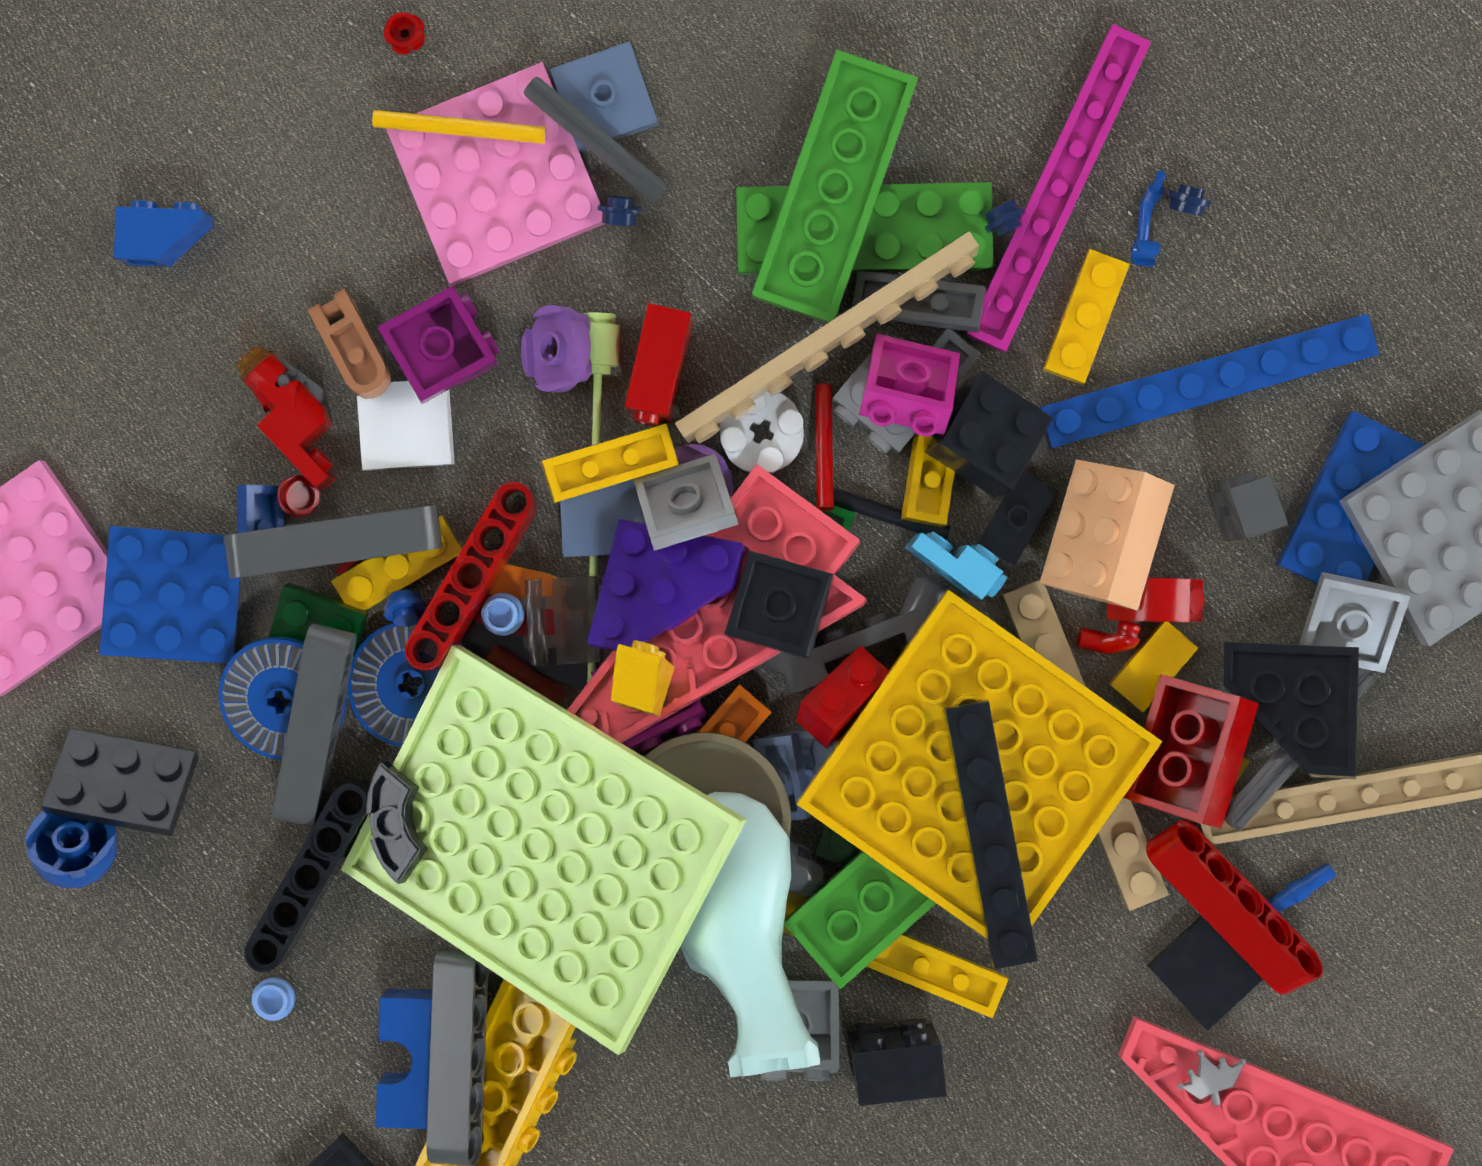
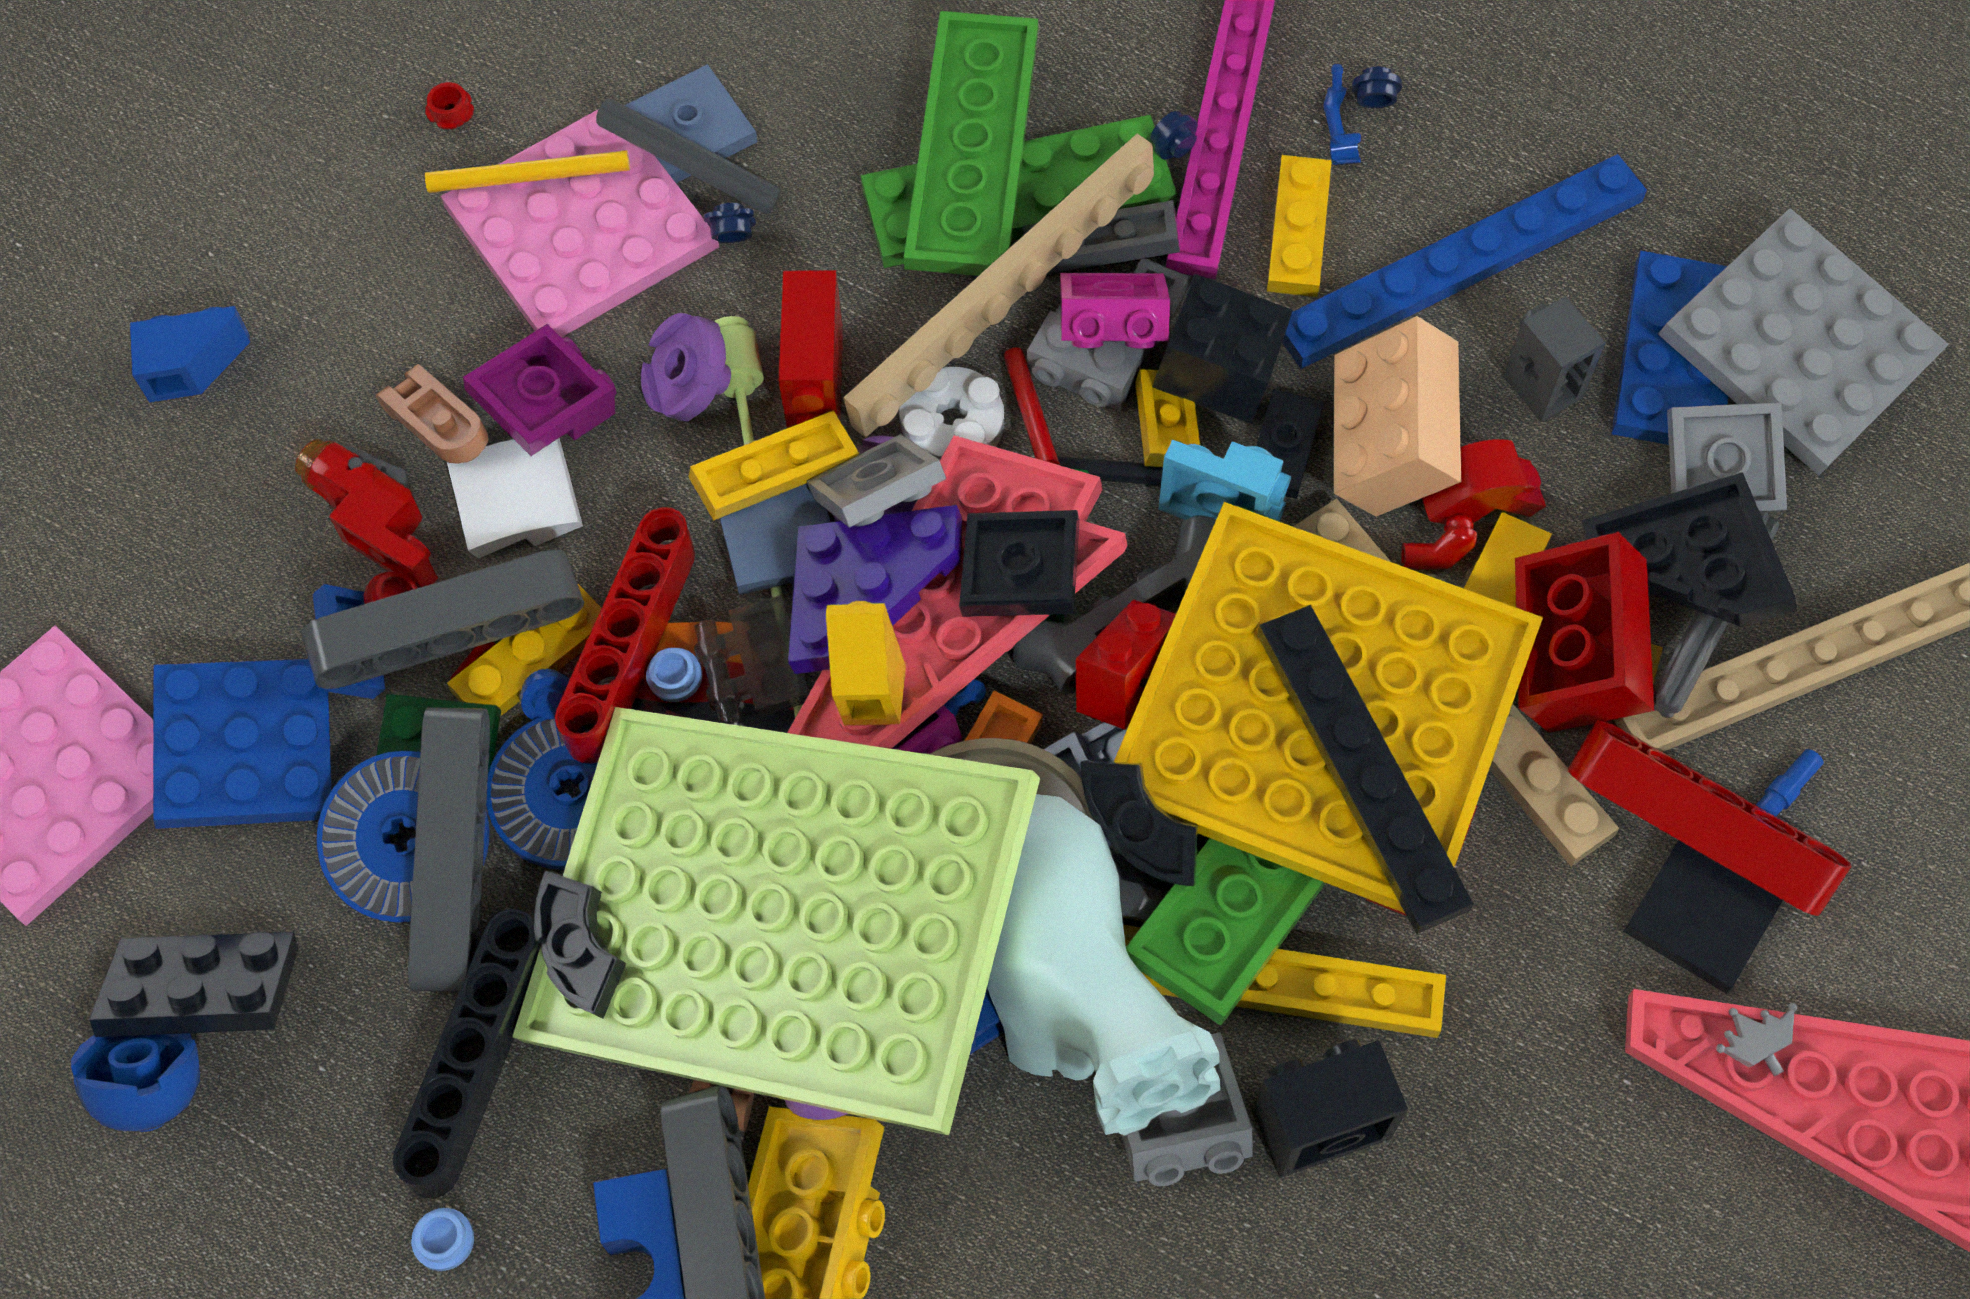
camera: 15 degrees left, 25 degrees down
(812, 834) = (1136, 824): none -> black tile

